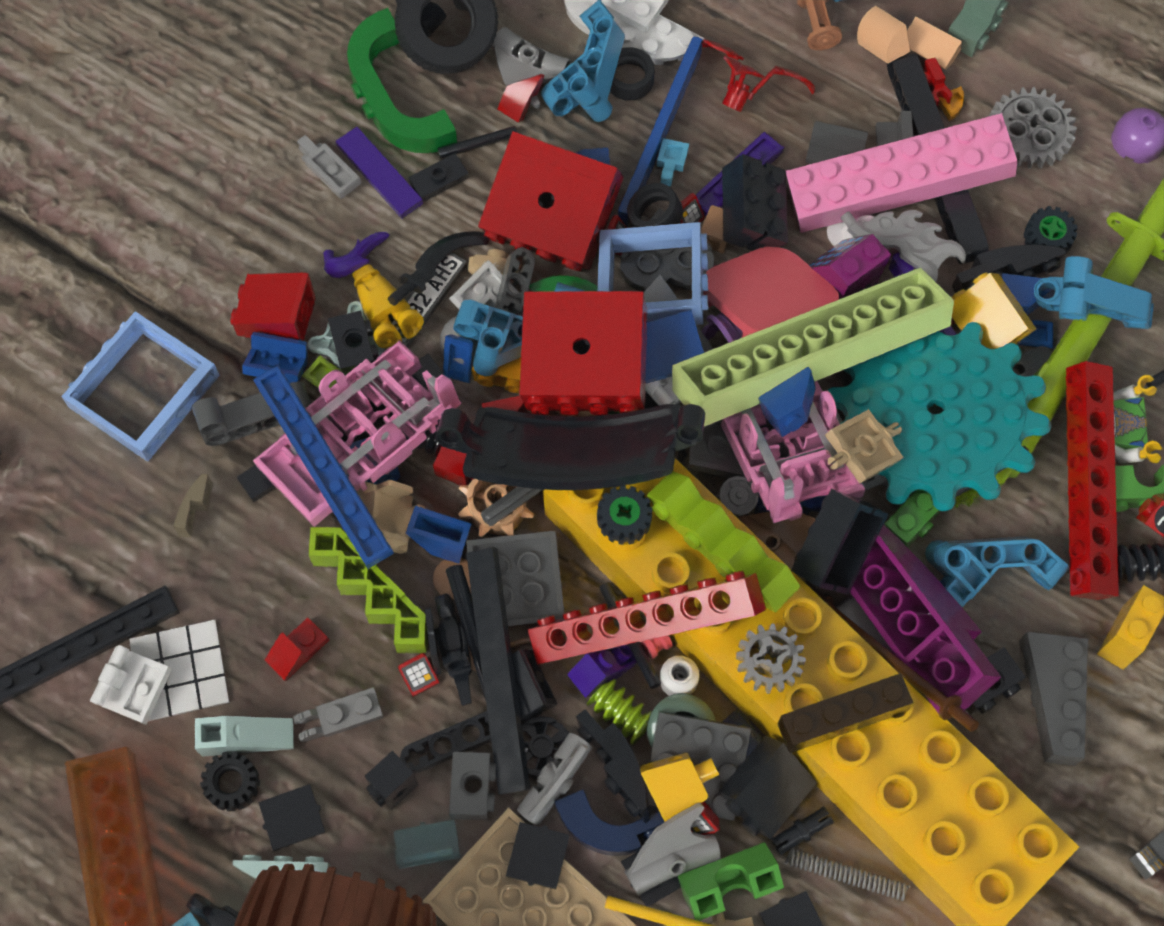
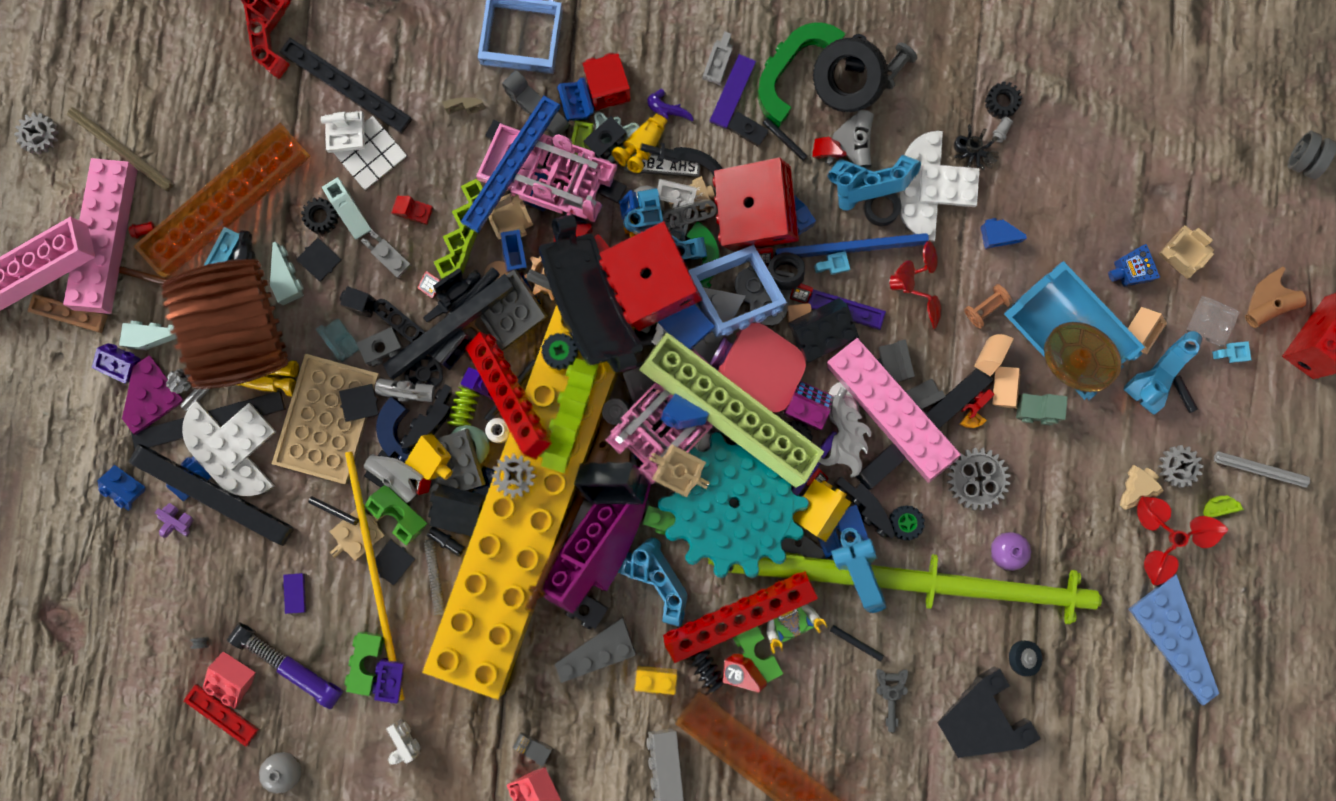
camera: 65 degrees right, 15 degrees up
(845, 713) = (501, 532): dark brown brick -> none

